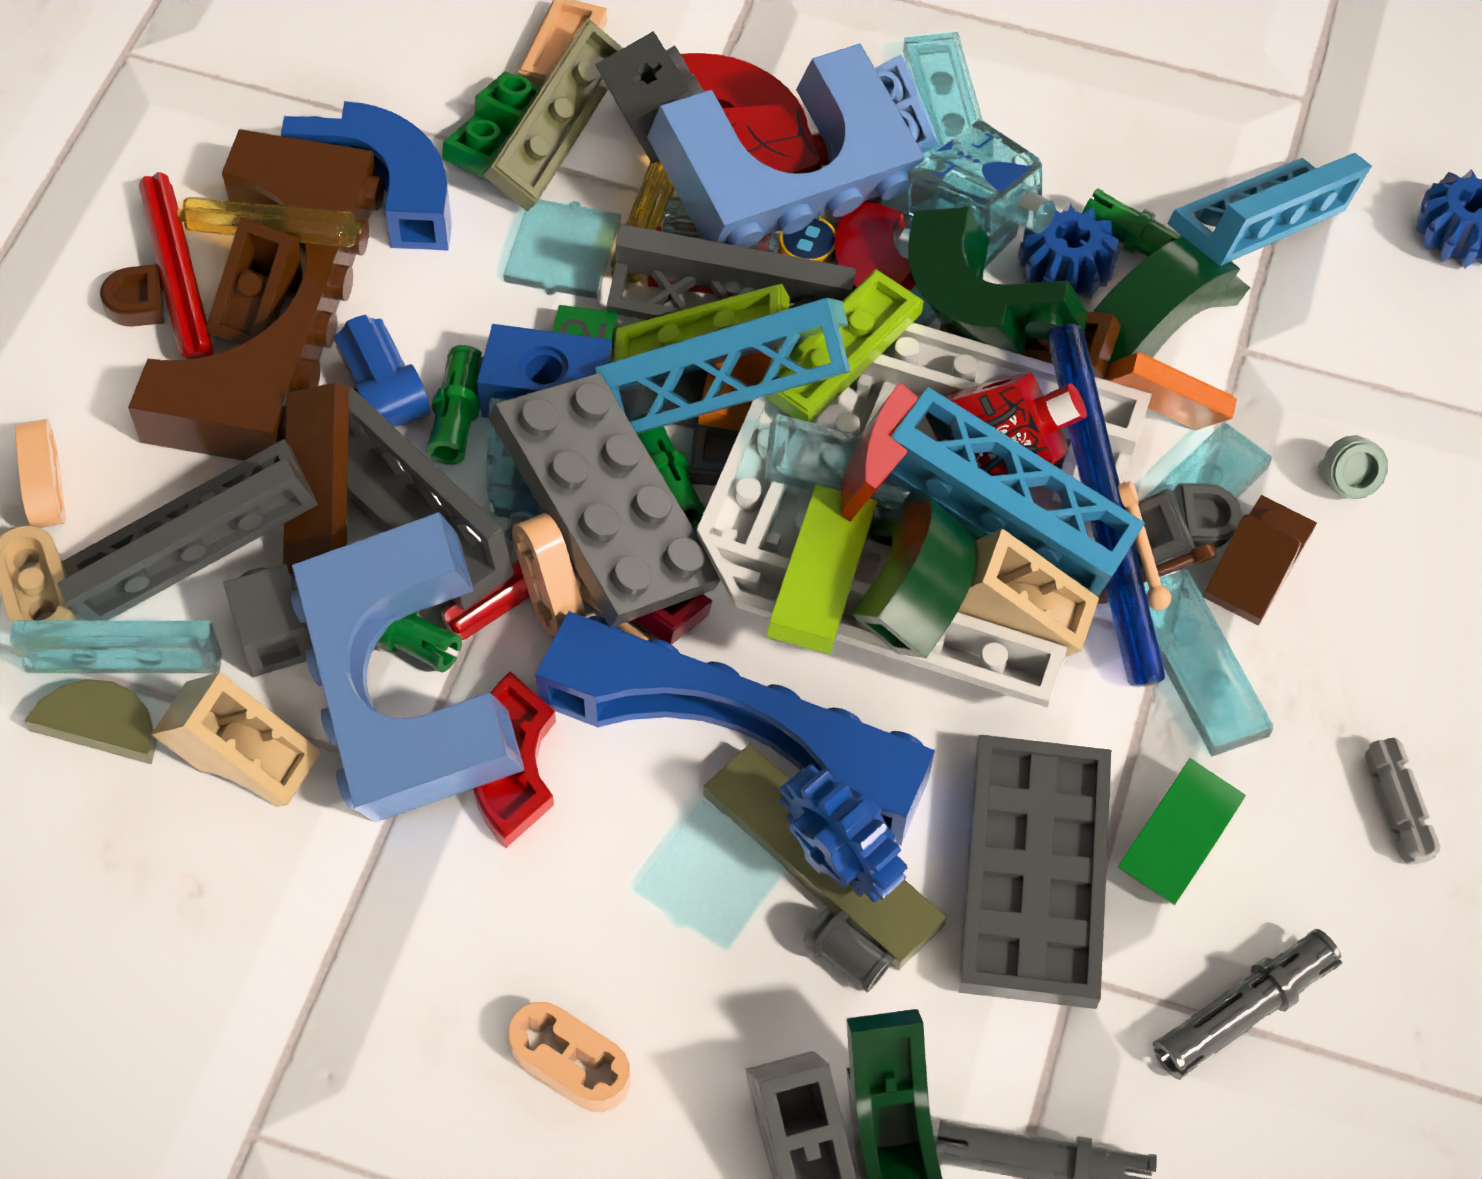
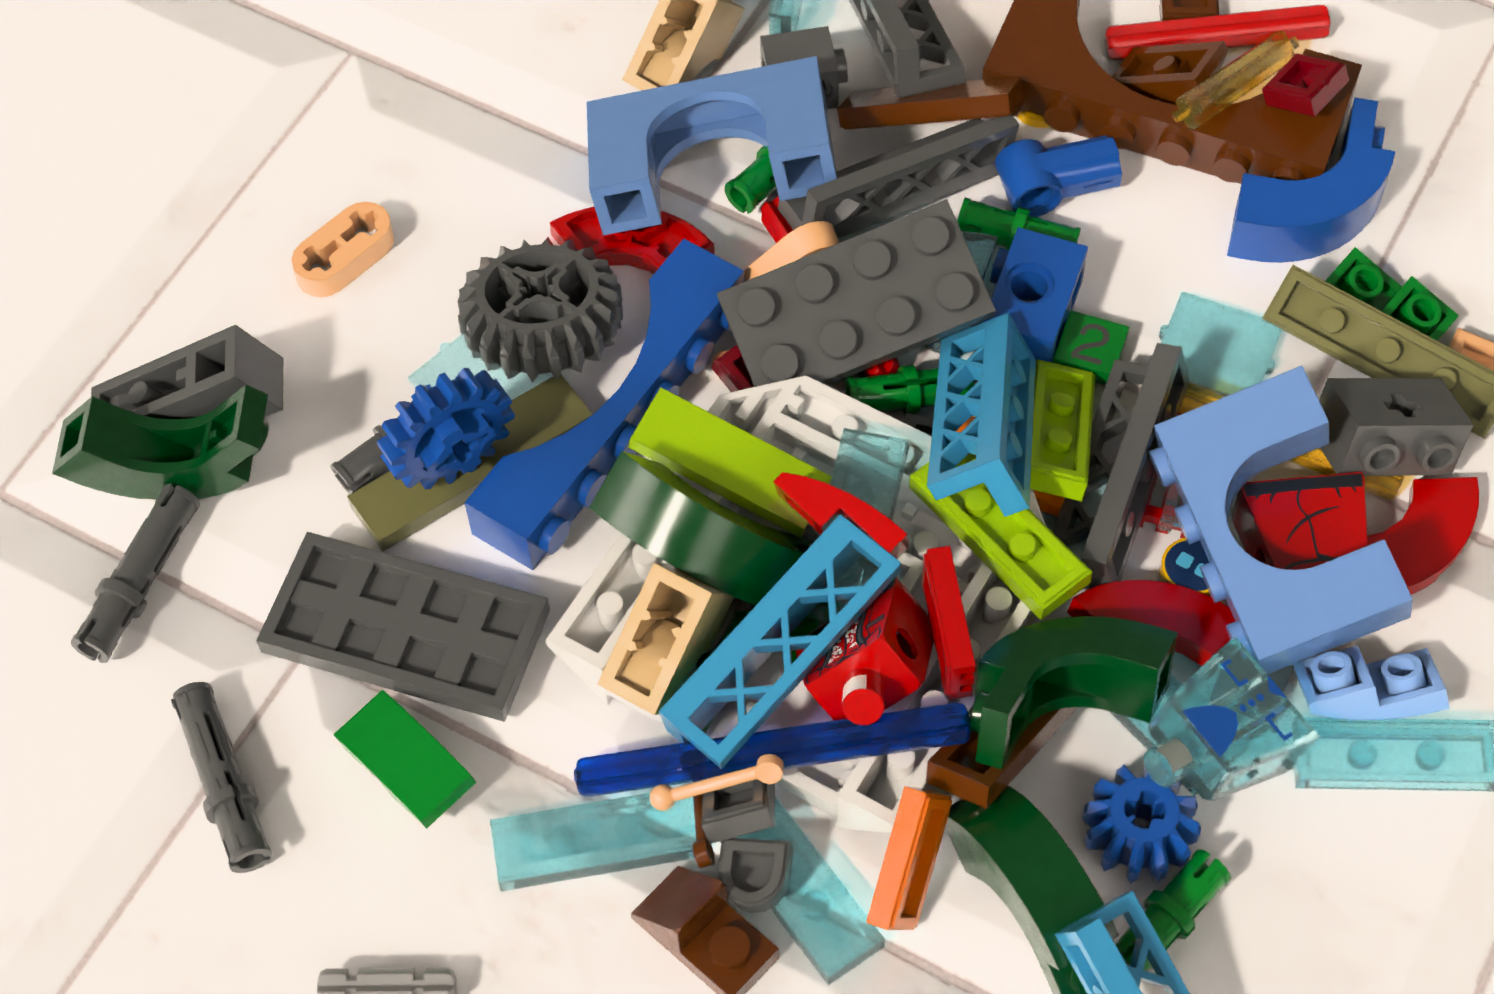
camera: 105 degrees right, 0 degrees up
(284, 157) = (1305, 84): none -> dark red tile
(599, 778) = (525, 313): none -> dark grey gear
(964, 359) = (948, 623): none -> red tile

